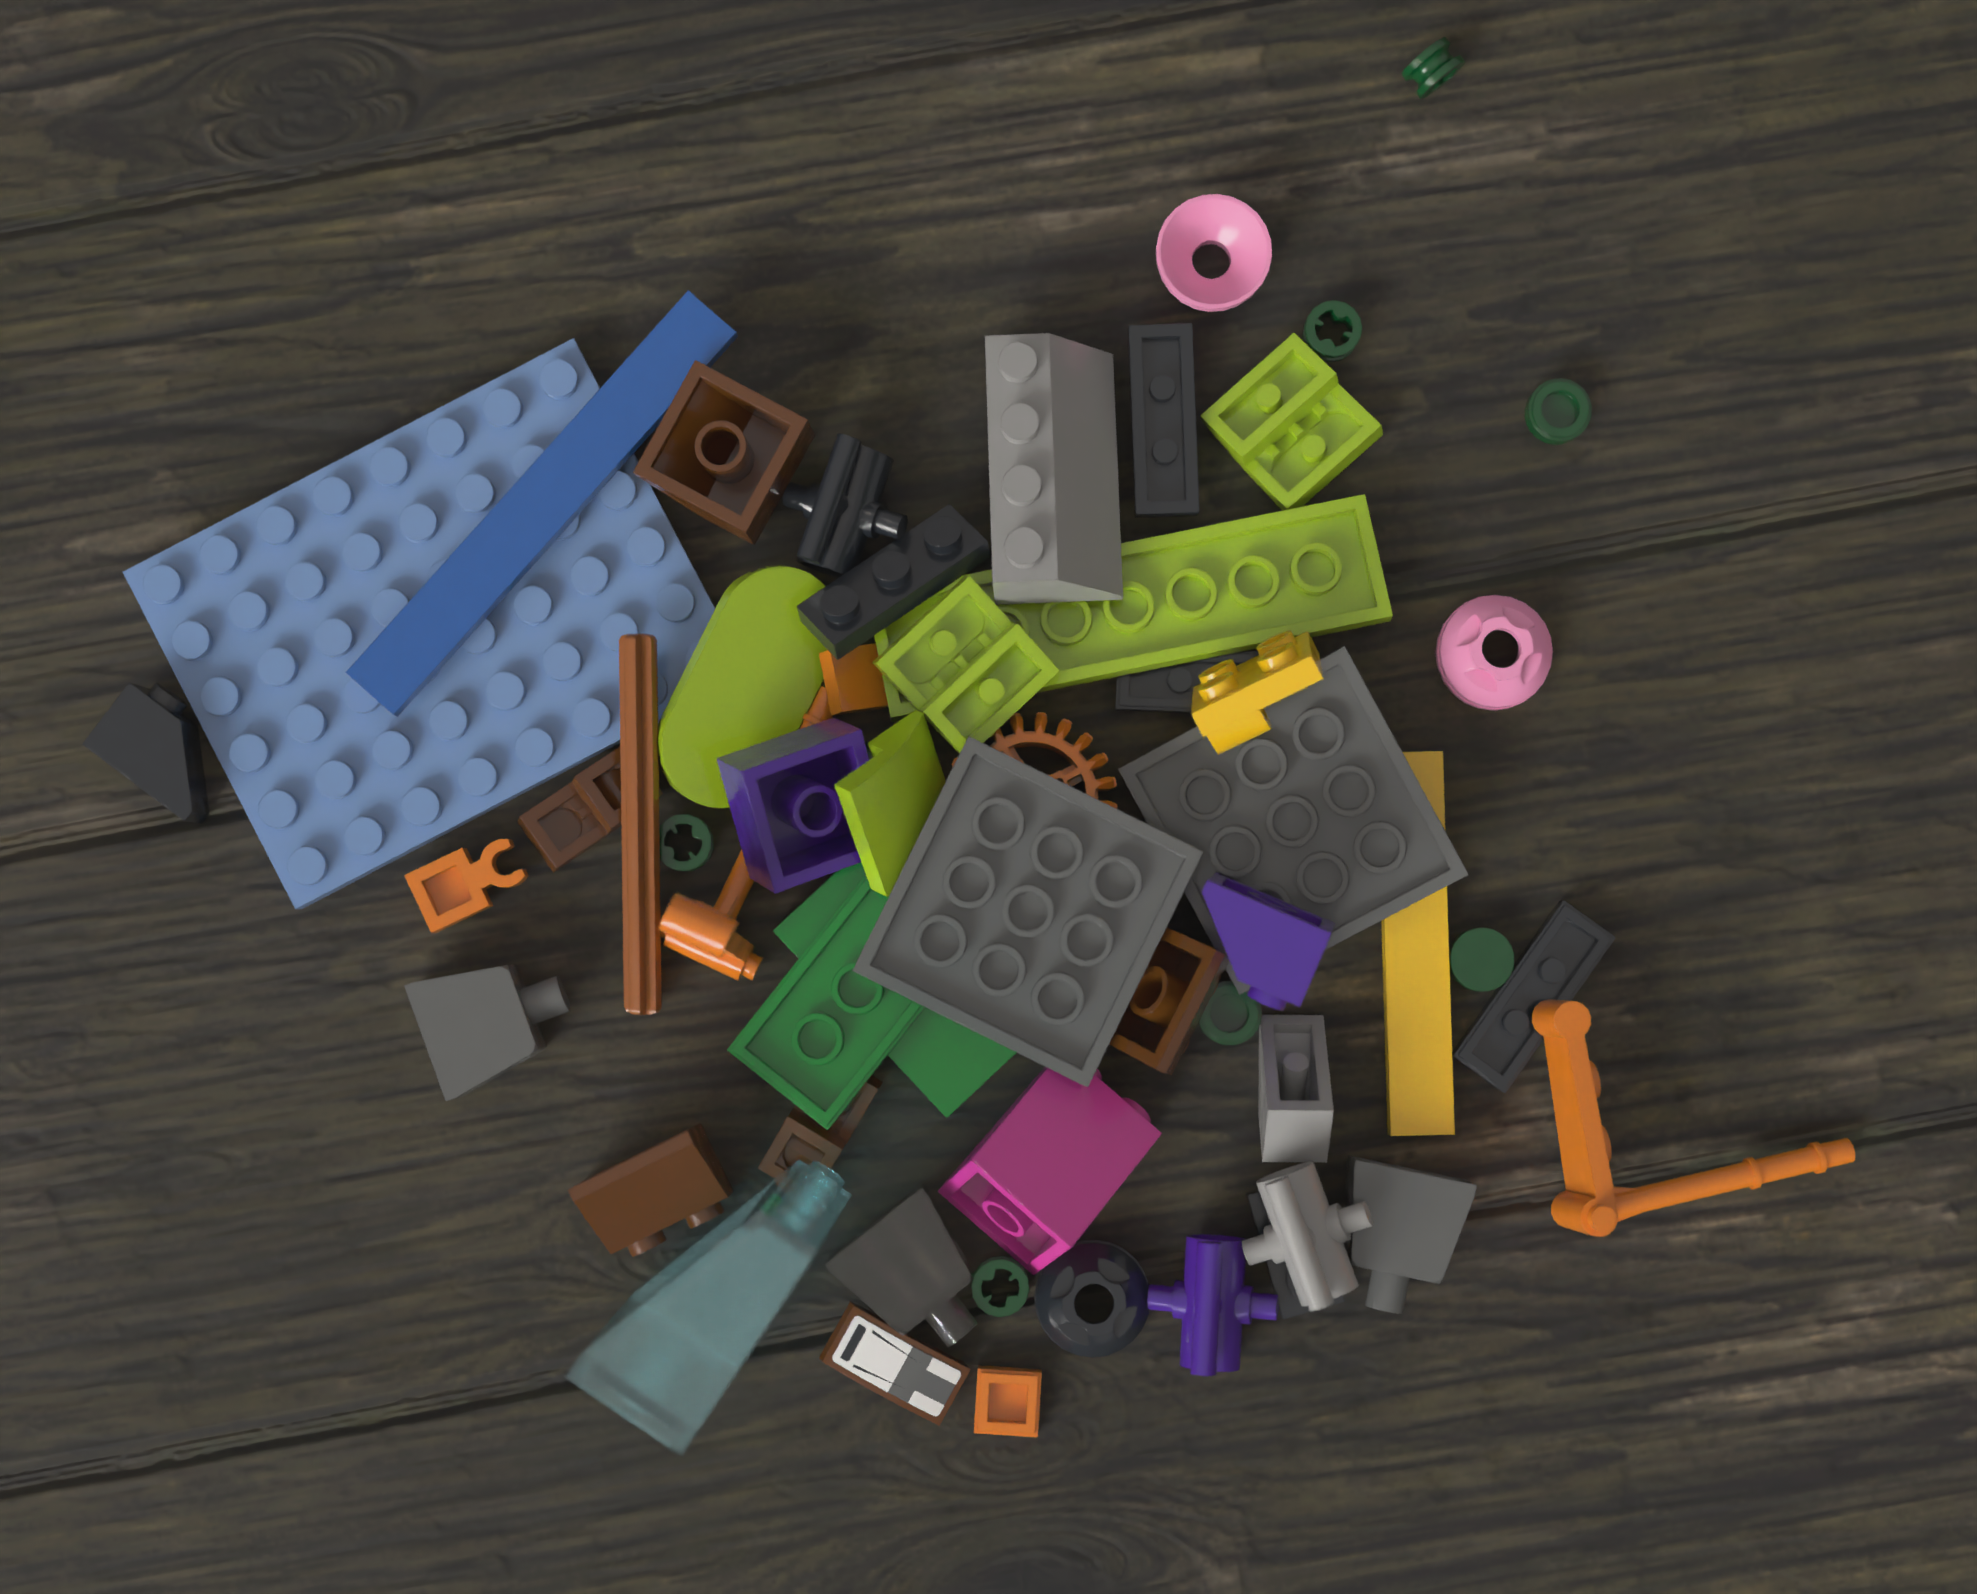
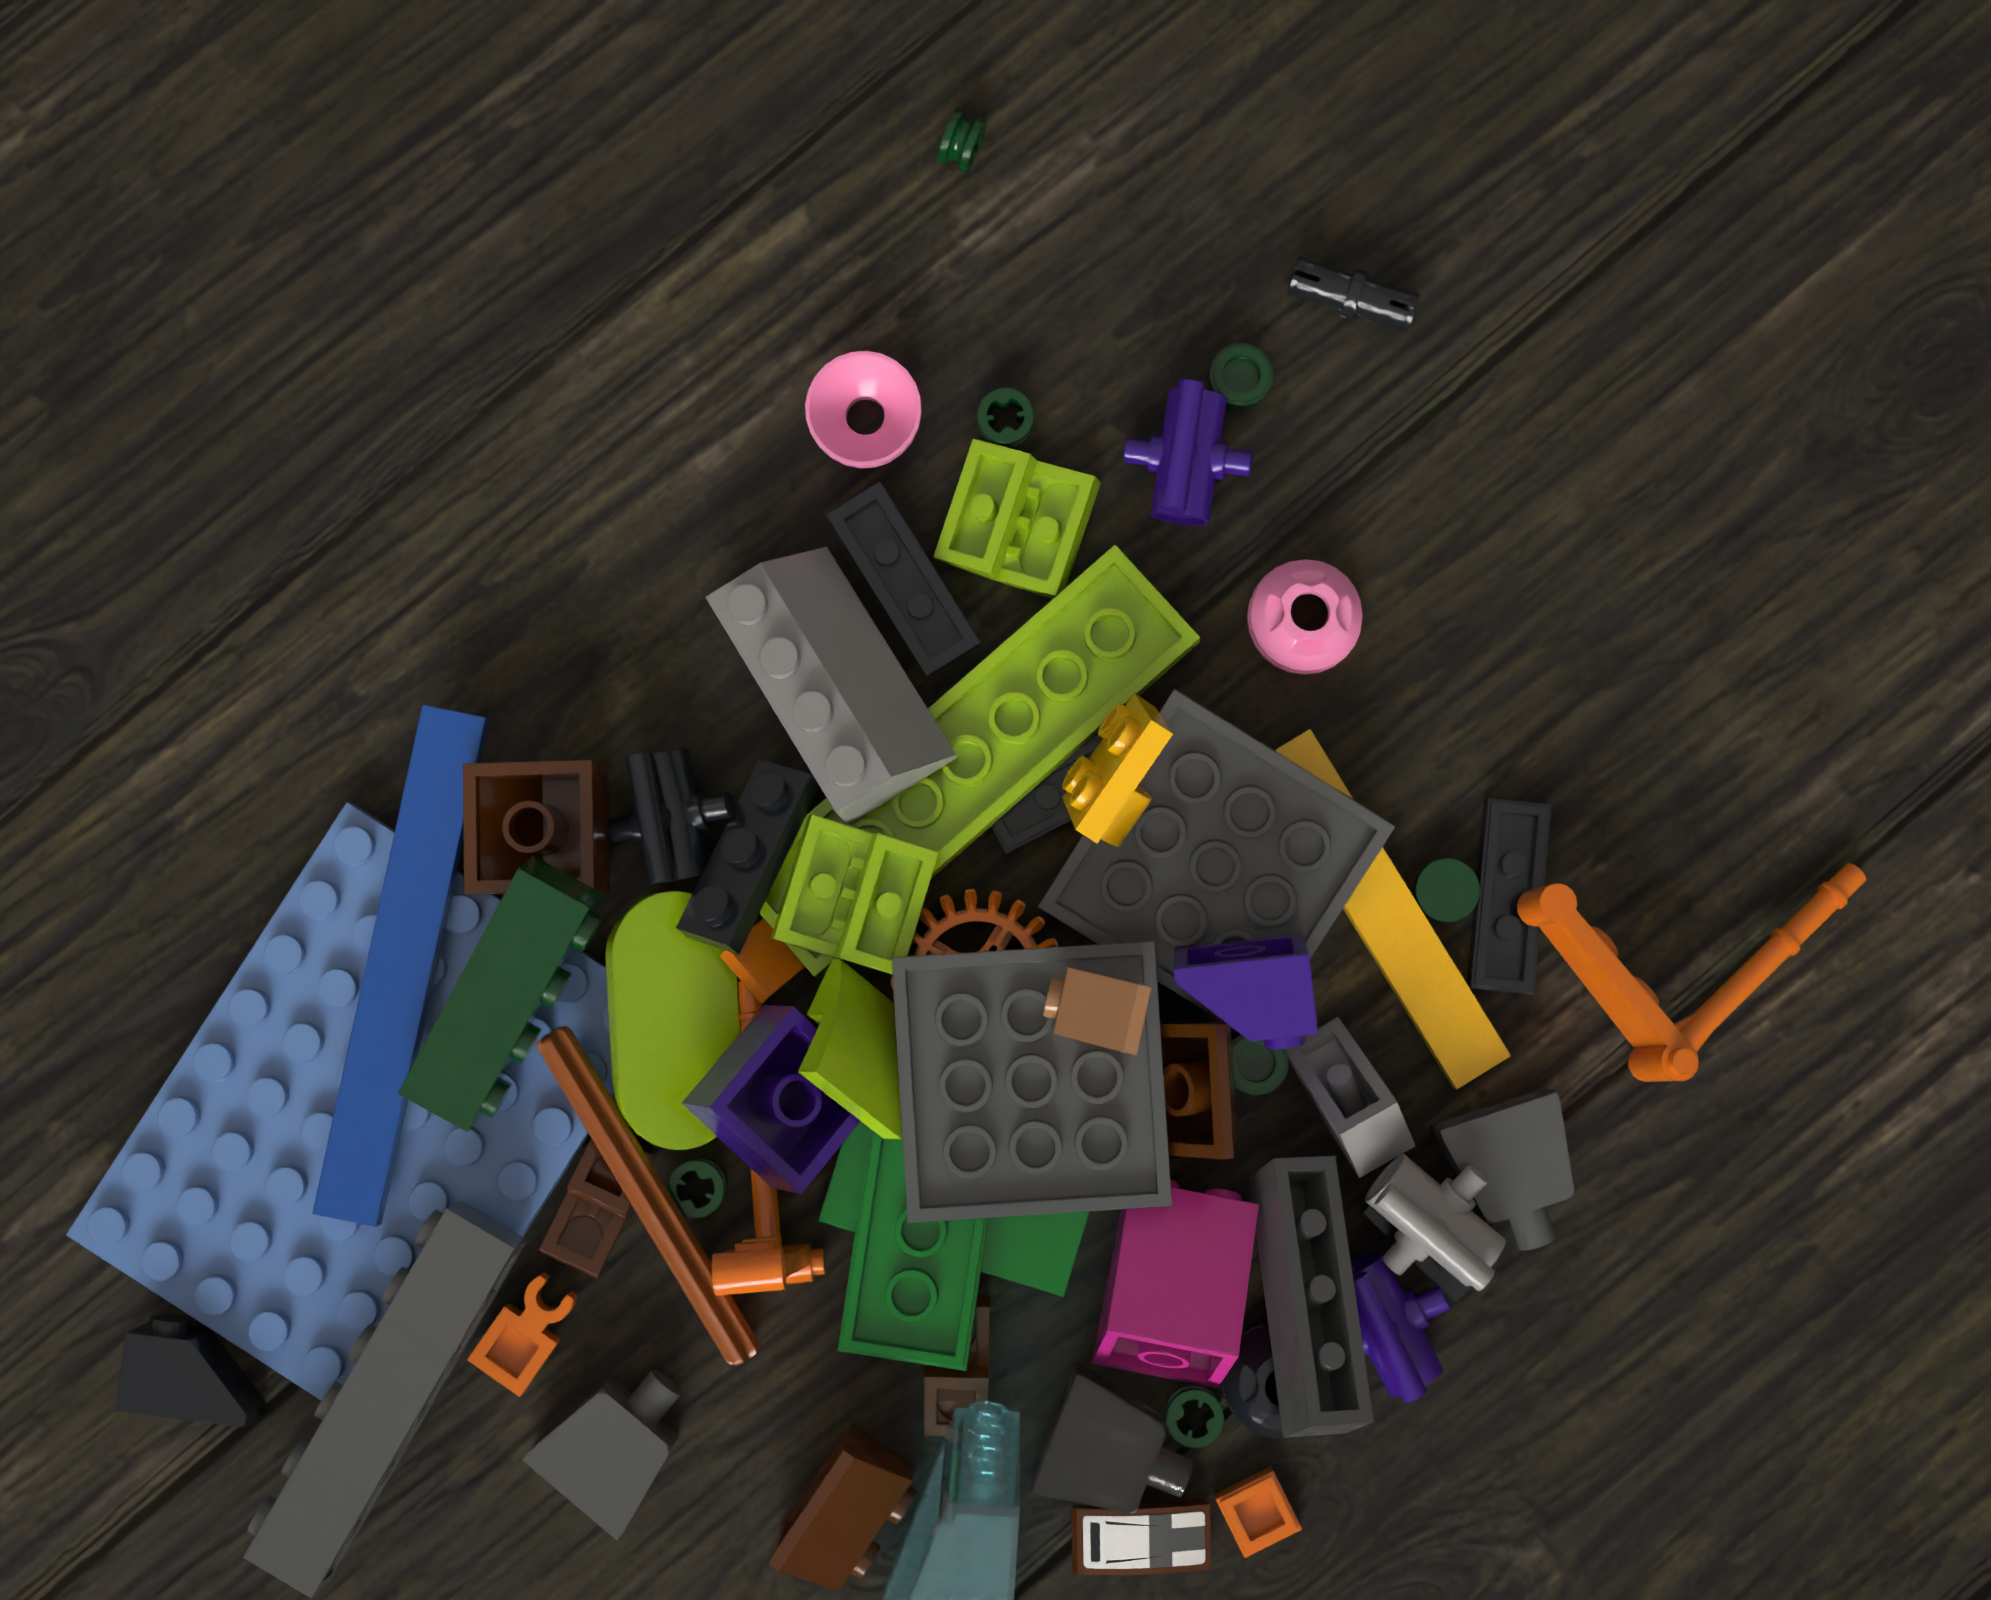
camera: 30 degrees left, 0 degrees up
(317, 864) = (384, 1397): none -> dark grey brick
(616, 575) = (501, 993): none -> dark green brick
(1122, 877) = (1098, 1009): none -> medium nougat slope
(1161, 1236) = (1310, 1297): none -> dark grey brick
(1473, 453) = (1188, 455): none -> dark purple pin
(1698, 395) = (1353, 294): none -> black pin

